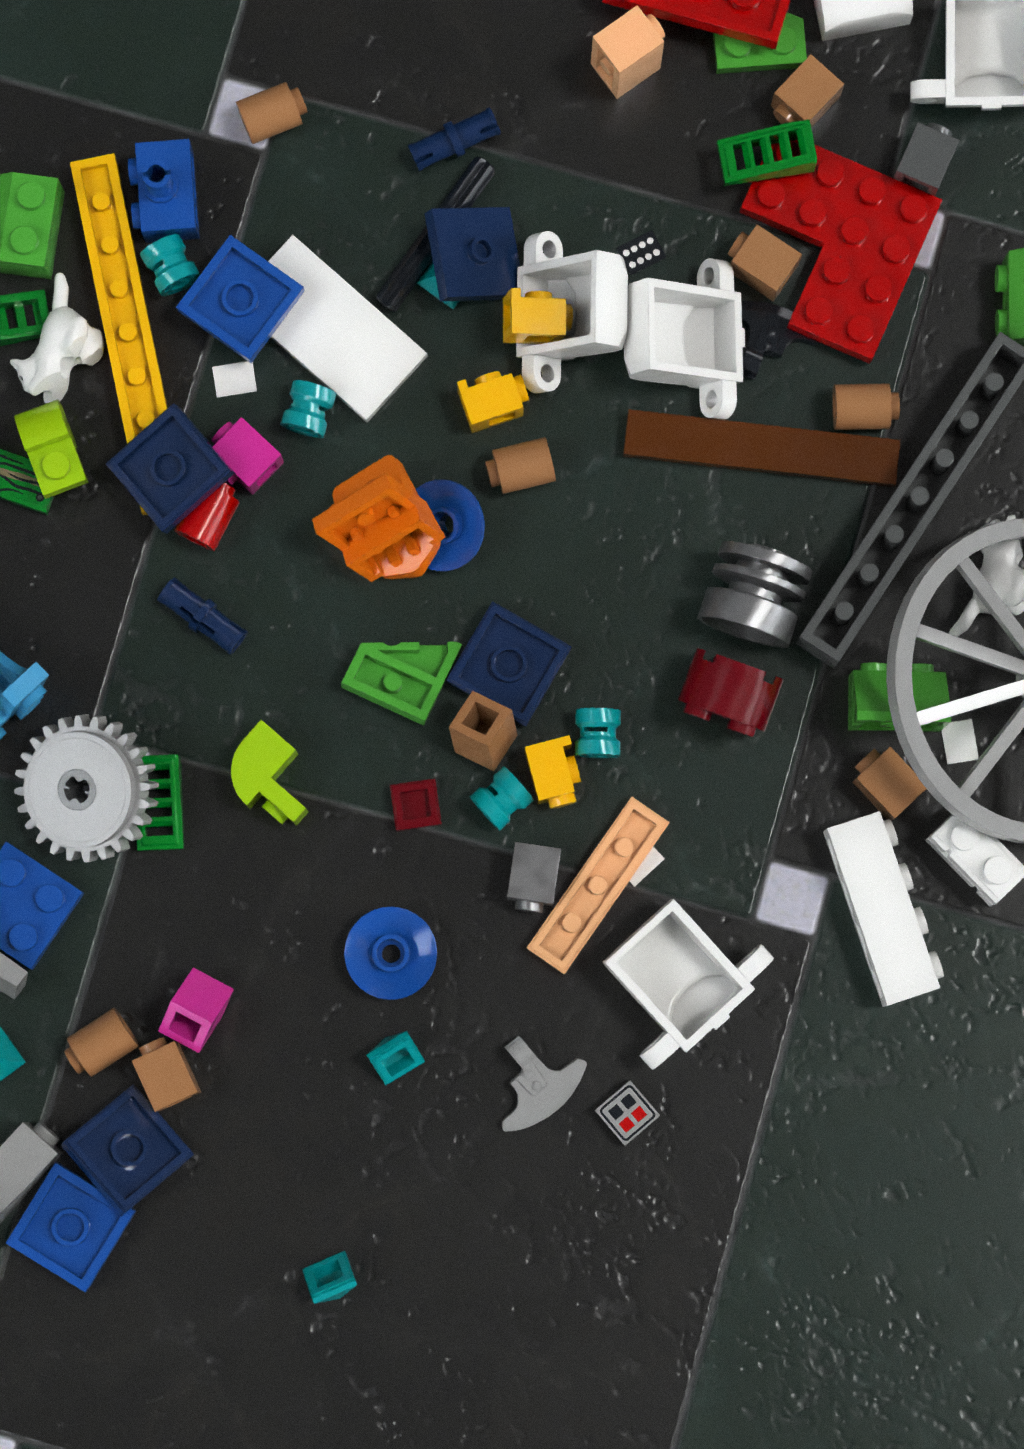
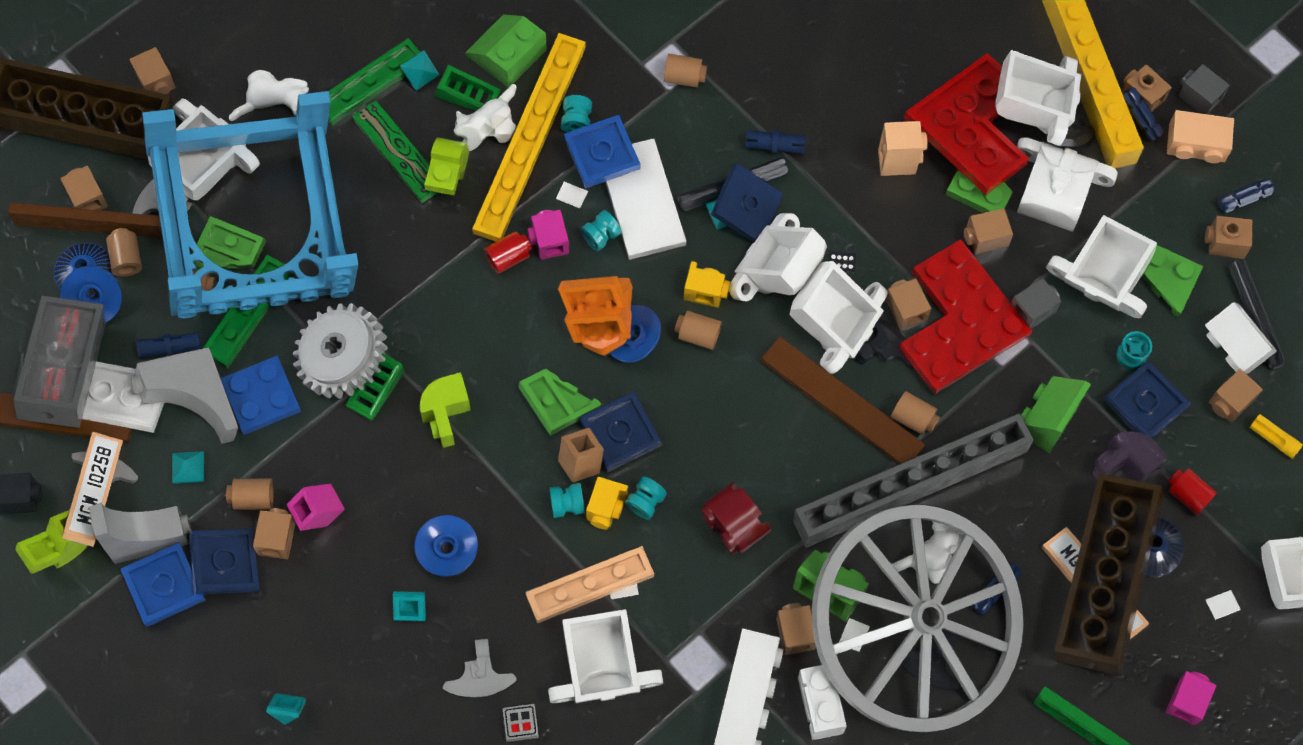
camera: 30 degrees right, 15 degrees down
(164, 190) = (601, 75): blue brick -> none
(170, 468) = (503, 212): dark blue plate -> none
(202, 615) = (468, 303): dark blue pin -> none
(415, 805) = (516, 476): dark red tile -> none
(533, 876) = (556, 553): flat silver brick -> none
(535, 317) = (757, 252): yellow brick -> none
(757, 585) = (785, 473): flat silver wheel -> none
(764, 138) = (952, 258): green slope -> none

